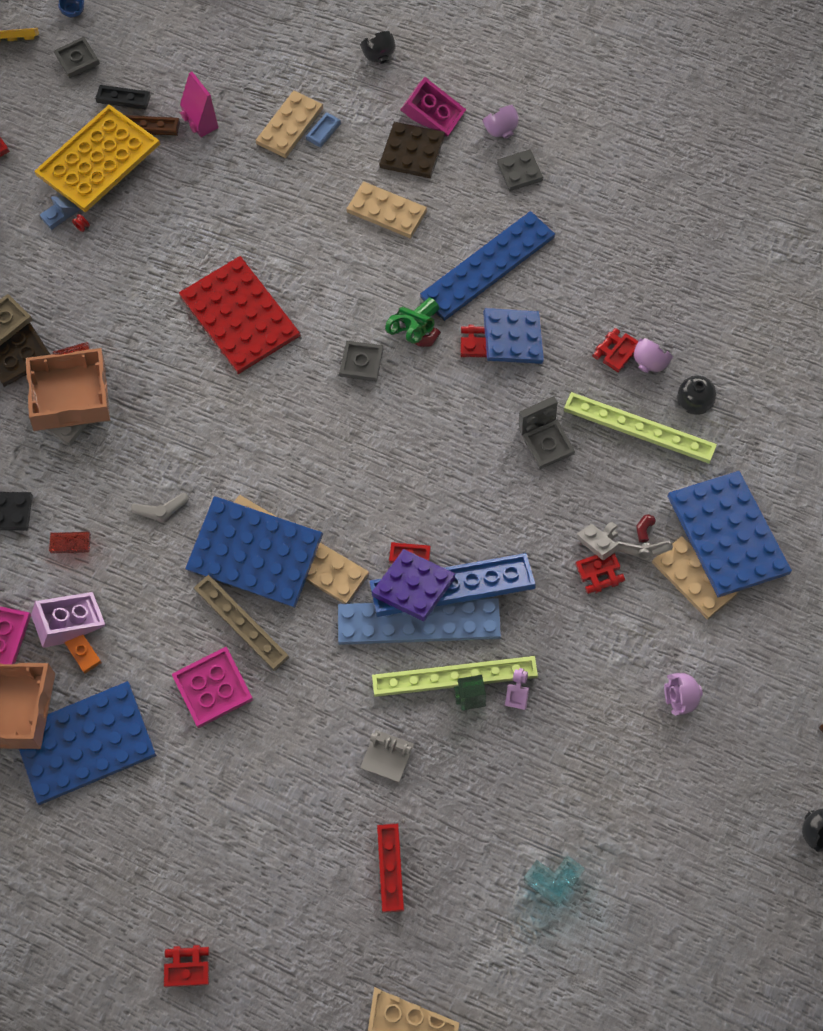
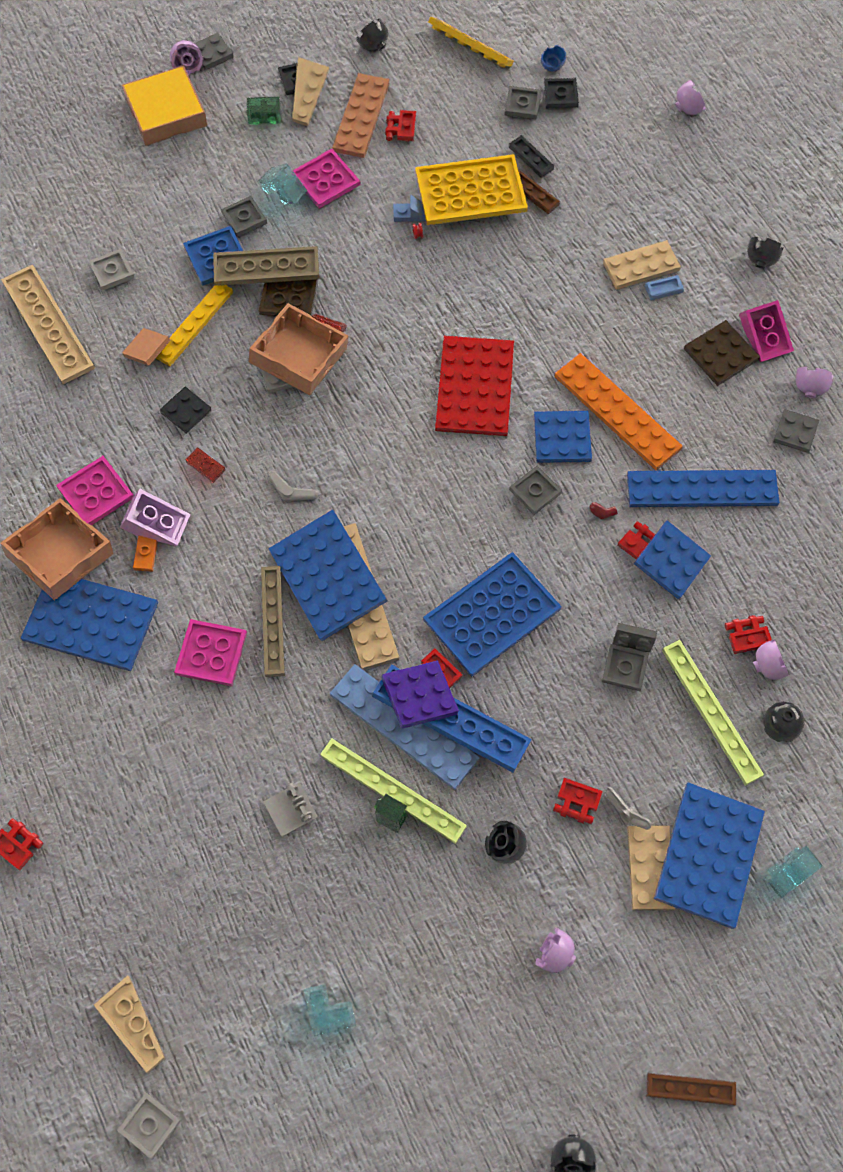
camera: 35 degrees right, 0 degrees up
(102, 28) = (561, 93): none -> black plate
(198, 107) = (577, 203): dark pink slope -> none
(345, 304) = (562, 436): none -> blue plate
(371, 252) = (618, 411): none -> orange plate
(386, 209) = (659, 386): tan plate -> none
(390, 868) = (218, 896): red plate -> none
(411, 482) = (492, 613): none -> blue plate
(416, 321) = (603, 486): green connector -> none
(516, 694) = (426, 843): lavender plate -> none
(576, 644) = (506, 842): none -> black cylinder
(598, 541) = (597, 776): light grey plate -> none
(642, 526) = (644, 792): dark red arm -> none
(797, 495) = (797, 868): none -> clear light blue brick

